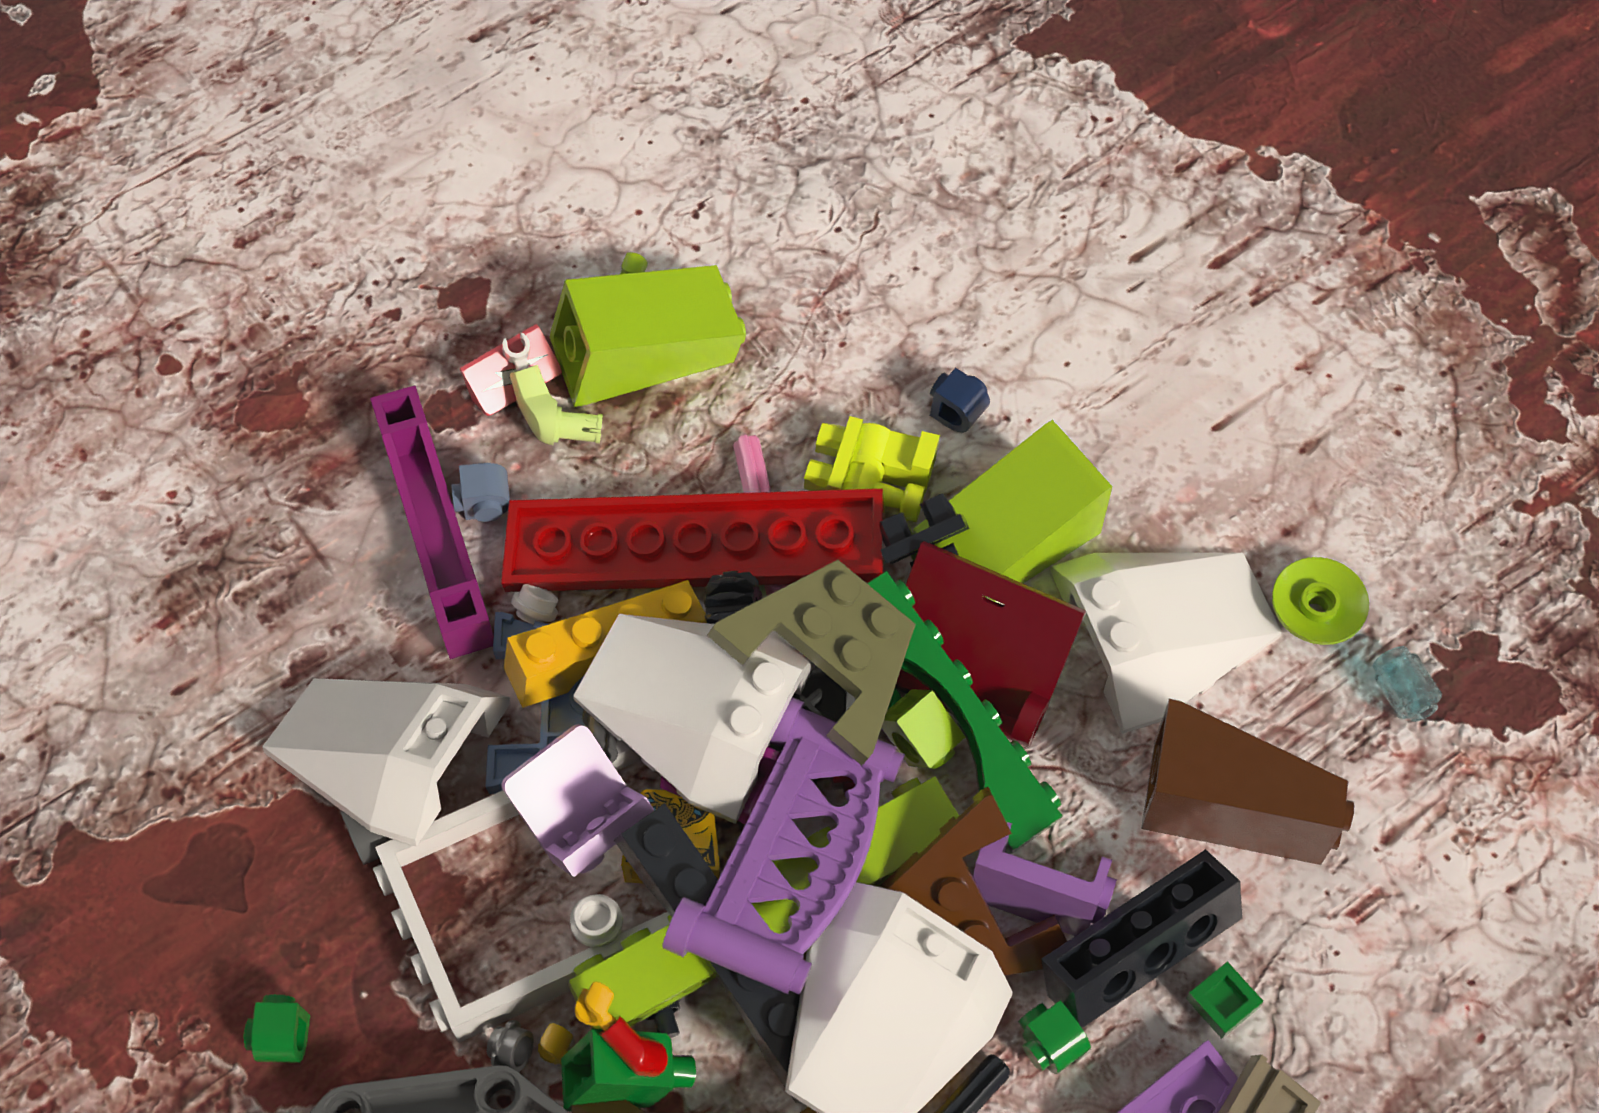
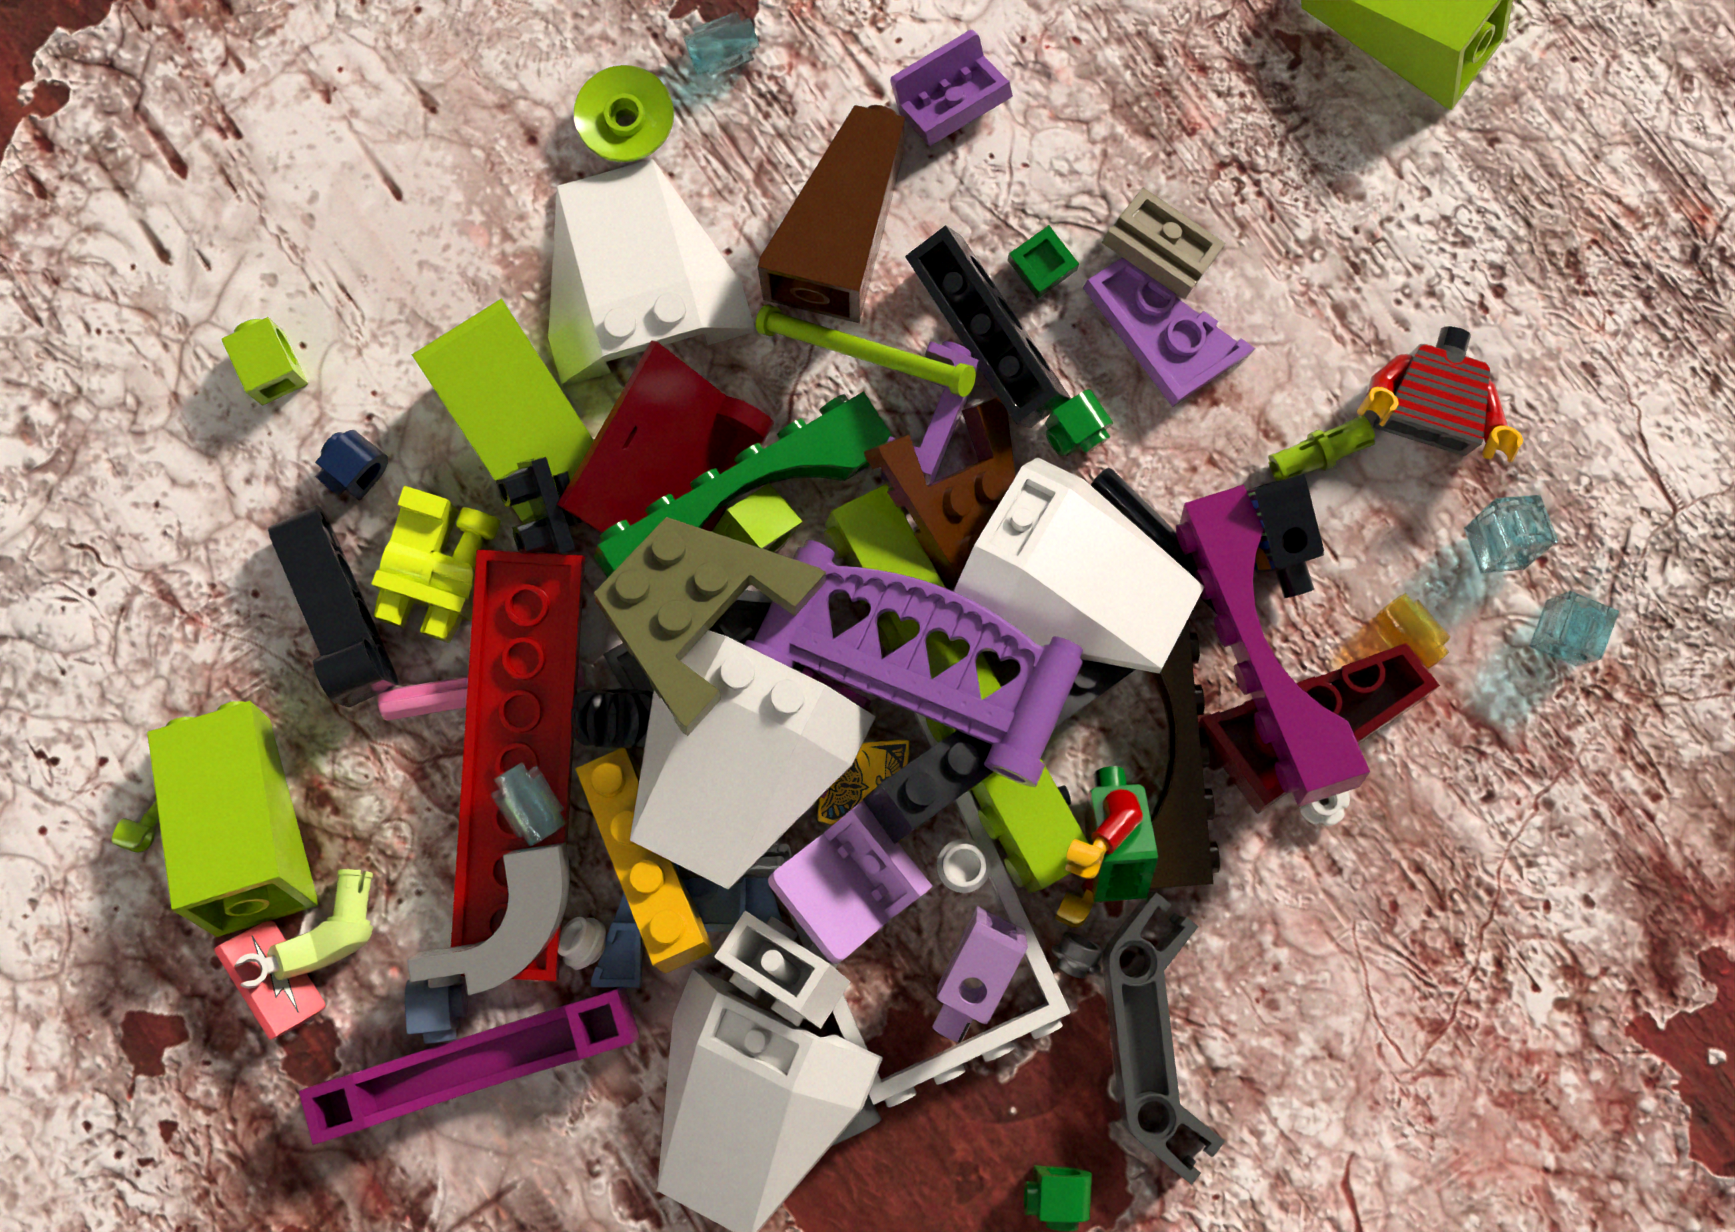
camera: 90 degrees left, 20 degrees up
(495, 924) = (988, 952): none -> lavender torso
(496, 749) = (771, 962): none -> white brick
(560, 554) = (536, 906): none -> light grey arch
(655, 541) = (528, 803): none -> clear light blue brick
(793, 411) = (351, 650): none -> black beam
(1046, 330) = (264, 360): none -> lime brick
(1073, 880) = (958, 378): none -> lime bar
(1398, 898) = (949, 88): none -> medium lavender bracket

